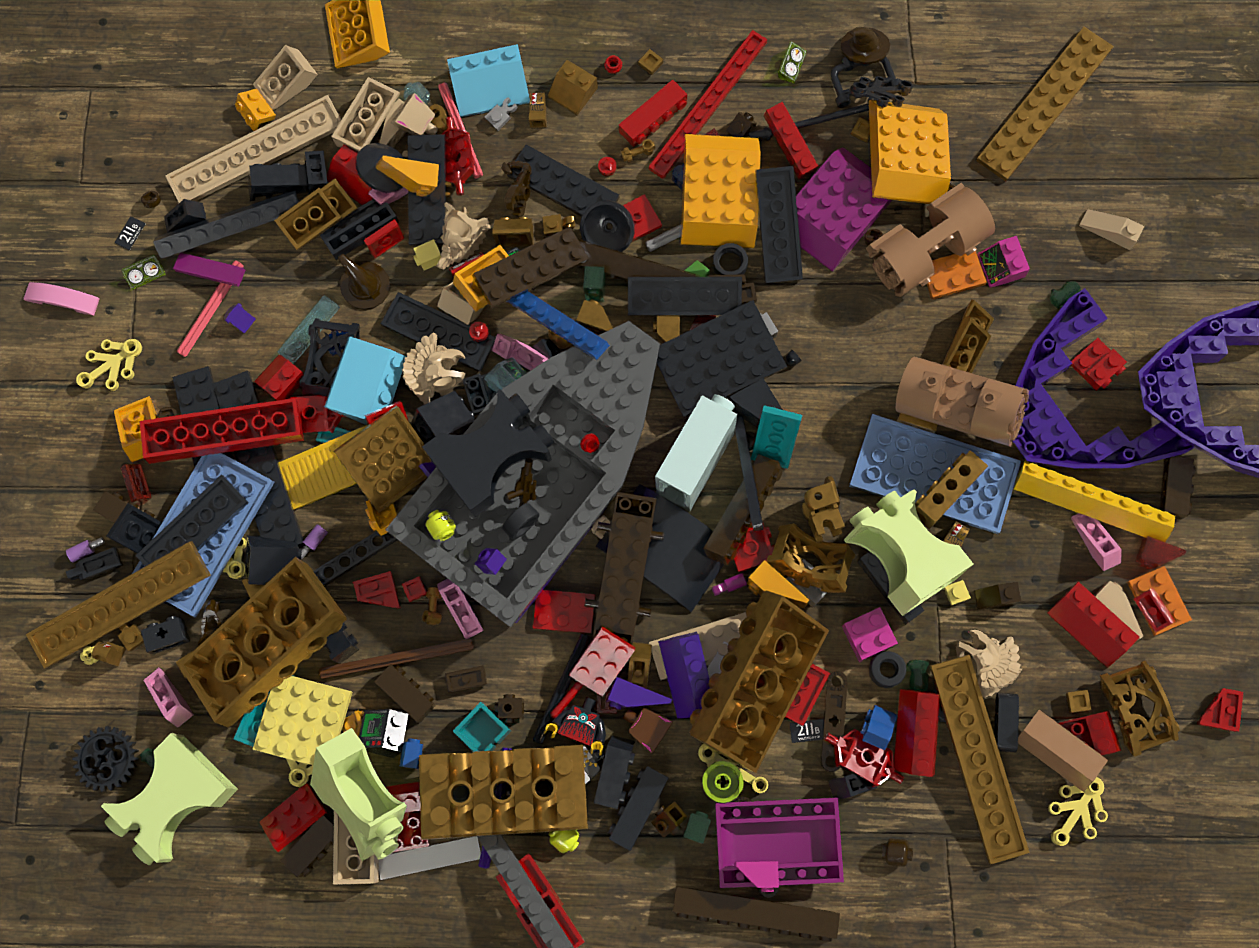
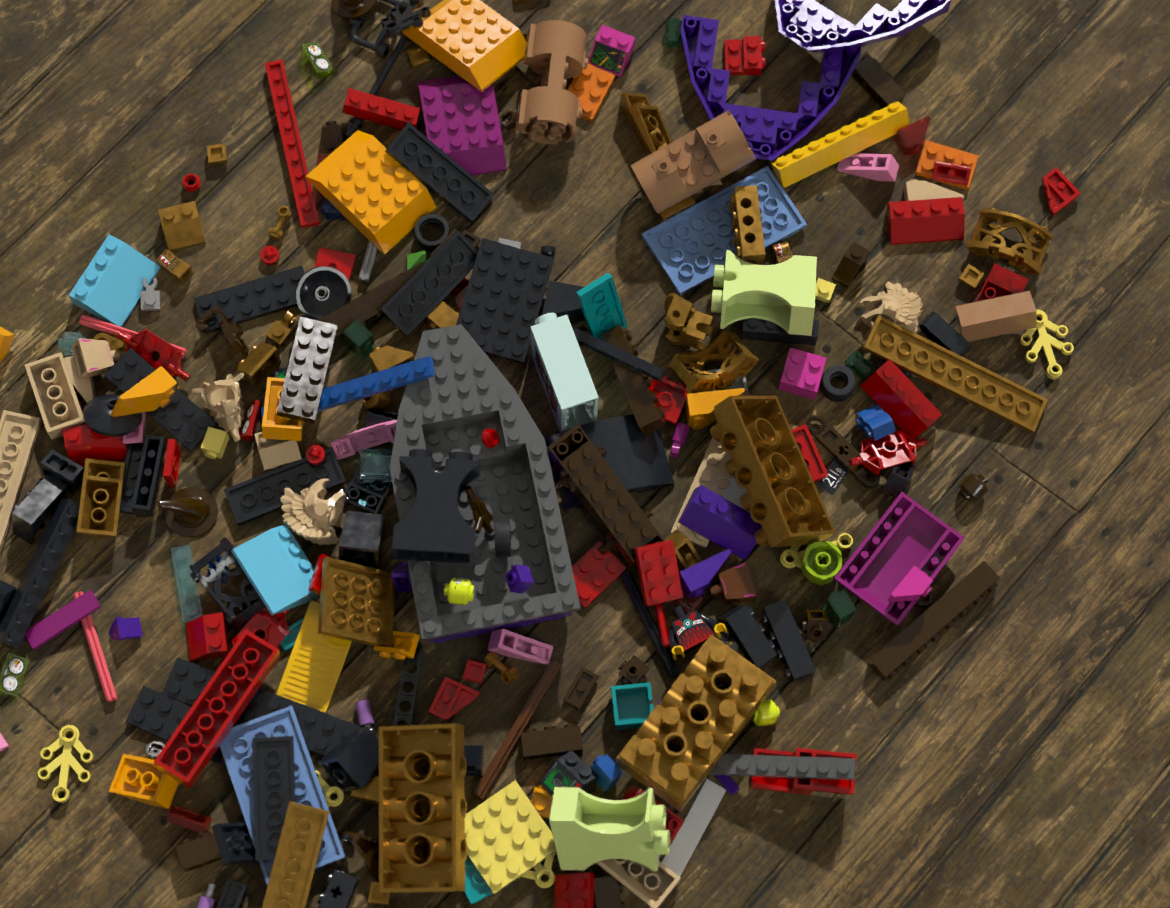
camera: 60 degrees left, 5 degrees down
(653, 113) = (261, 187): red brick -> none

